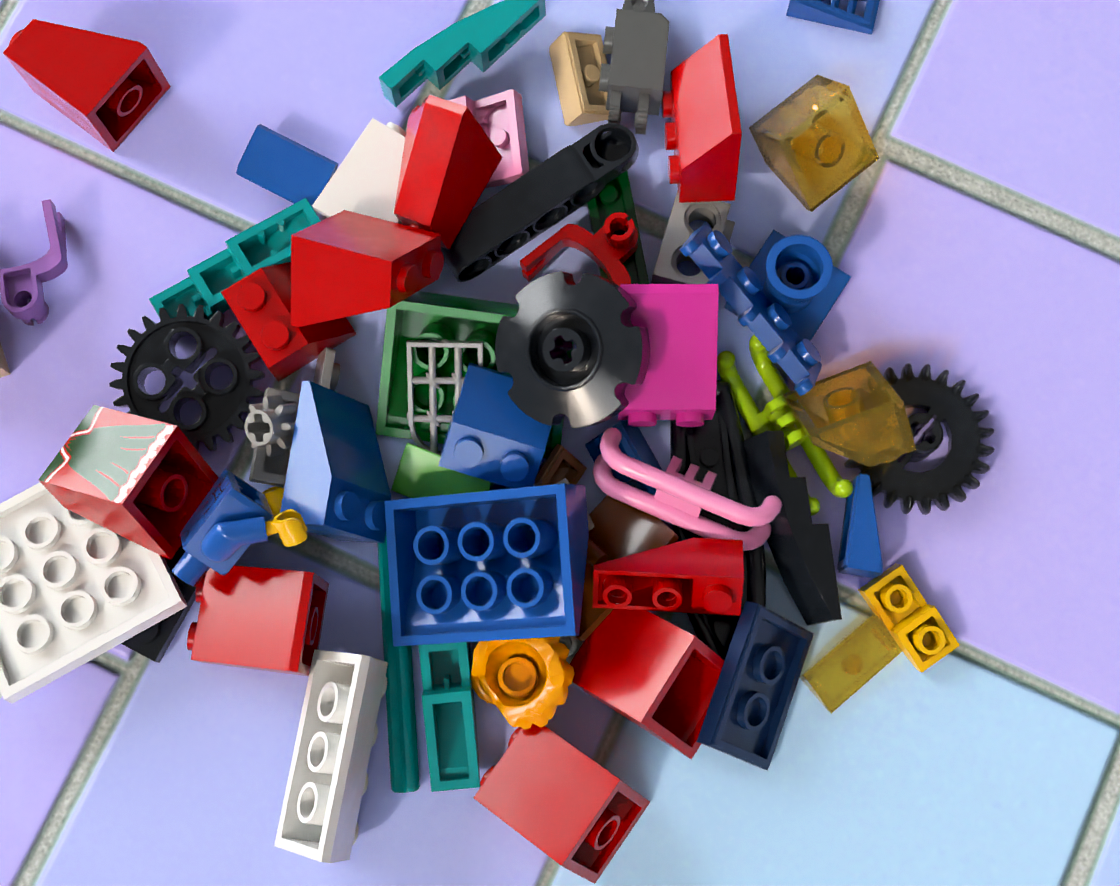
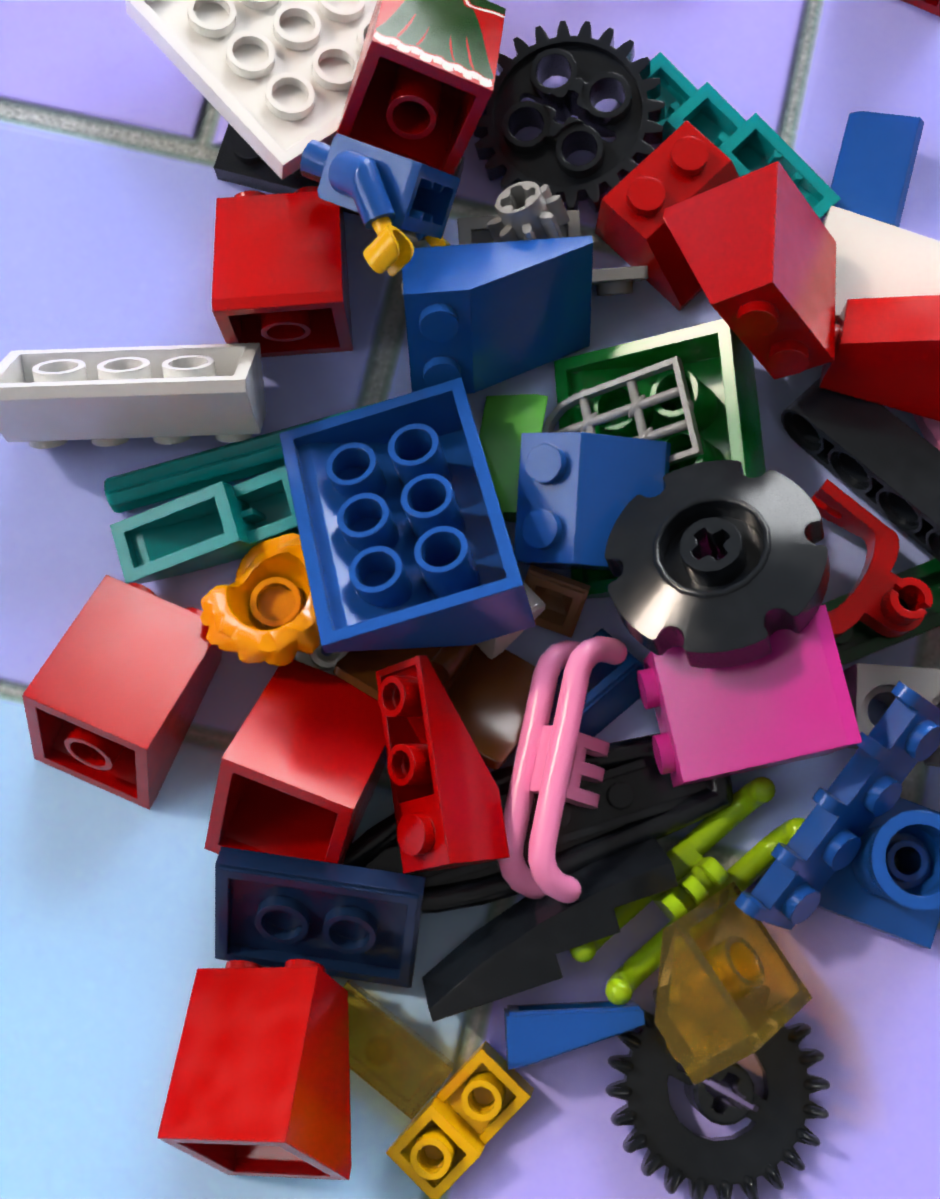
camera: 75 degrees right, 0 degrees up
(854, 742) = (264, 1073): none -> red slope

